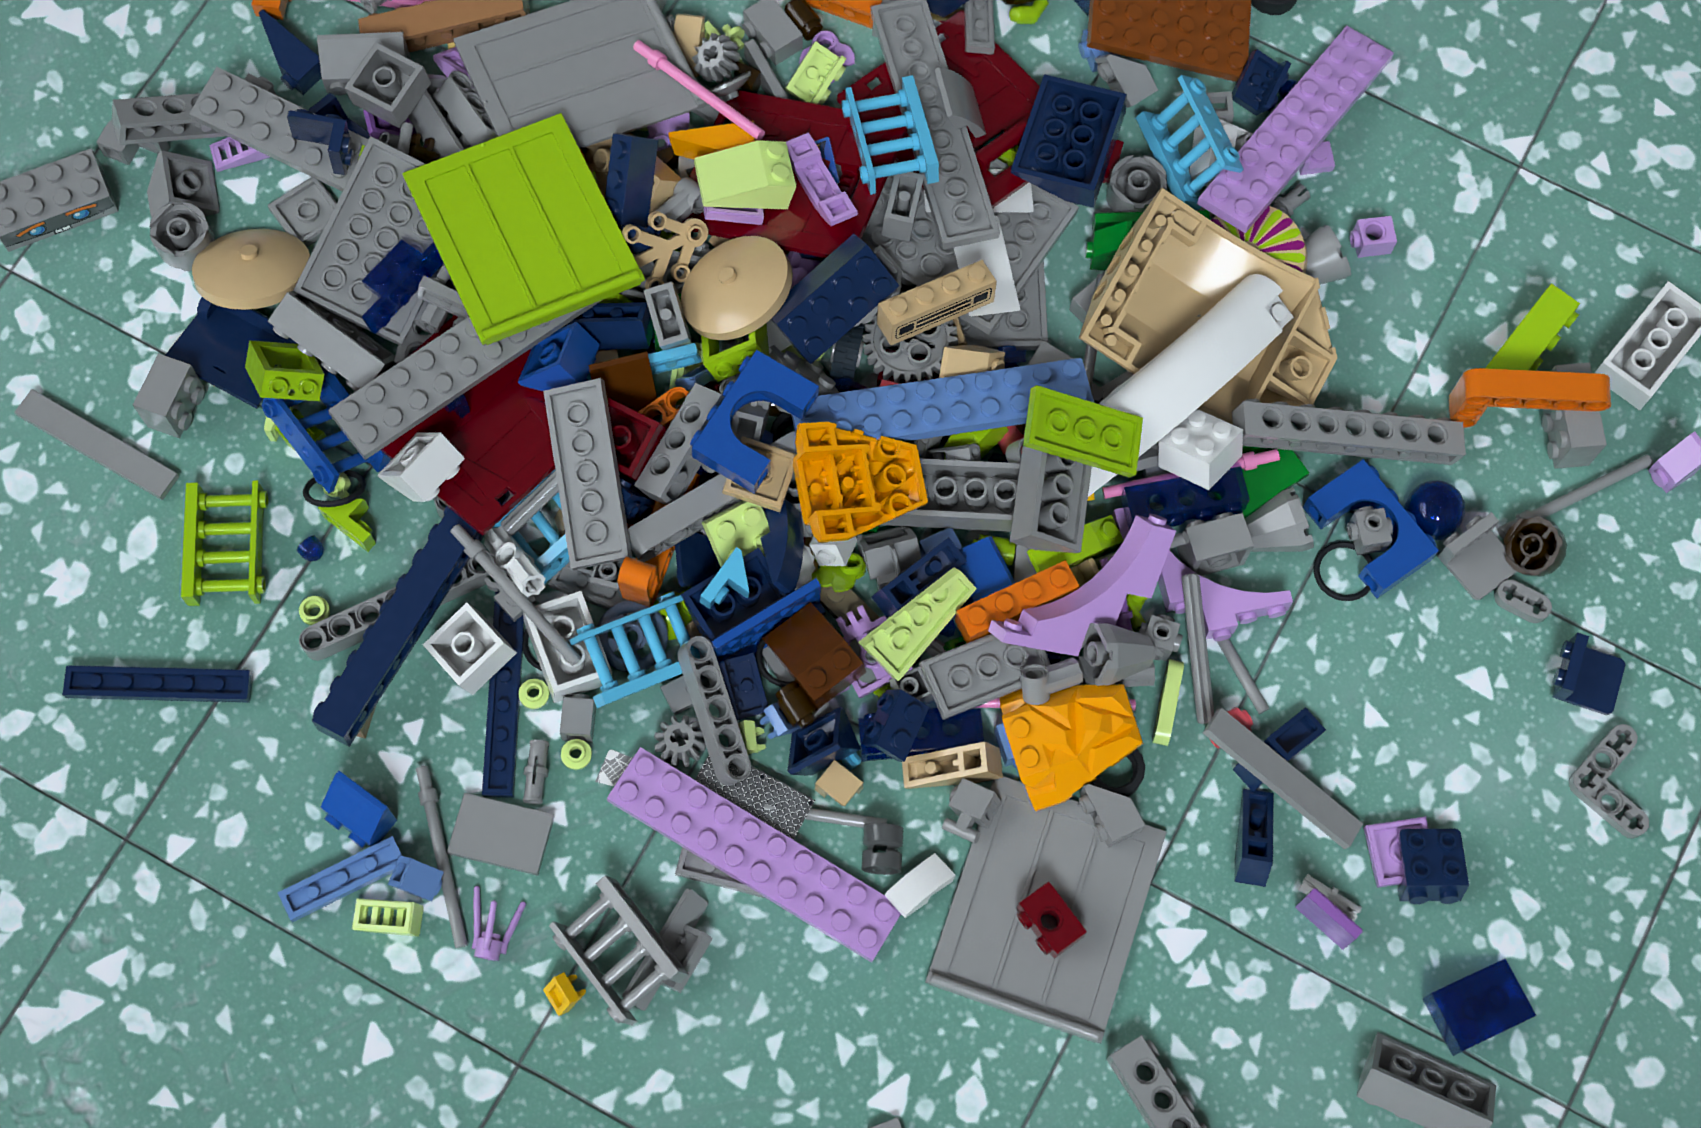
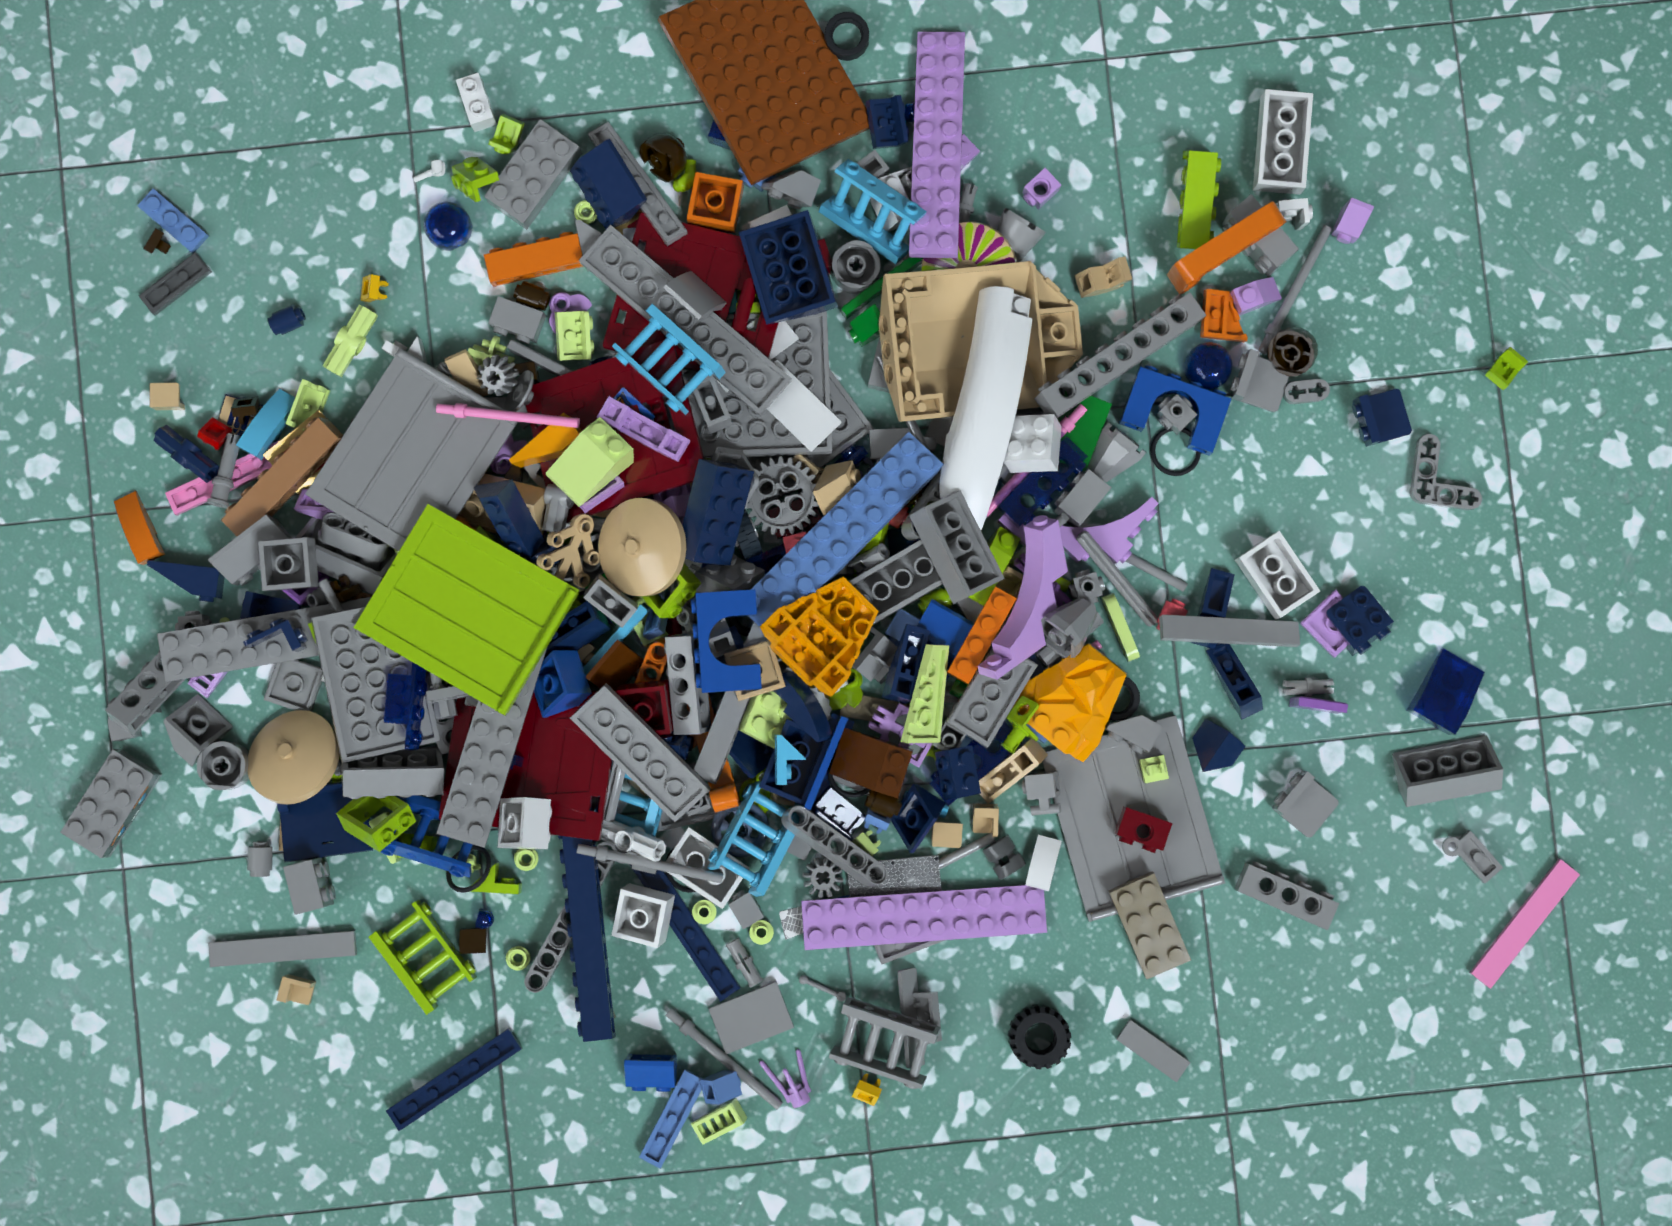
camera: 30 degrees left, 15 degrees up
(76, 490) = (296, 989): none -> tan panel
(143, 345) = (260, 859): none -> light grey brick
(283, 562) = (472, 940): none -> dark brown slope
(395, 513) = (521, 864): none -> yellowish green plate
(583, 833) = (841, 996): none -> light grey hinge
(780, 1035) = (1051, 1054): none -> black tyre
(890, 798) = (985, 818): none -> tan panel
(936, 302) = (785, 462): tan brick -> none
(988, 1029) = (1149, 925): none -> dark tan plate
(992, 726) = (1019, 723): none -> lime bracket
(1041, 44) = (715, 202): none -> orange brick
(1041, 680) = (1034, 679): light grey piece -> none
(1083, 431) = (953, 498): lime plate -> none
(1105, 869) = (1153, 769): none -> yellowish green tile
(1189, 893) = (1216, 746): none -> dark blue slope
(1245, 1017) = (1305, 804): none -> light grey bracket
(1371, 757) = (1277, 575): none -> white brick
(1379, 357) = (1103, 278): none -> tan brick
(1479, 472) = (1221, 317): none -> orange wing
(1528, 472) = (1255, 295): none -> lavender slope
(1624, 414) = (1298, 209): none -> white bracket

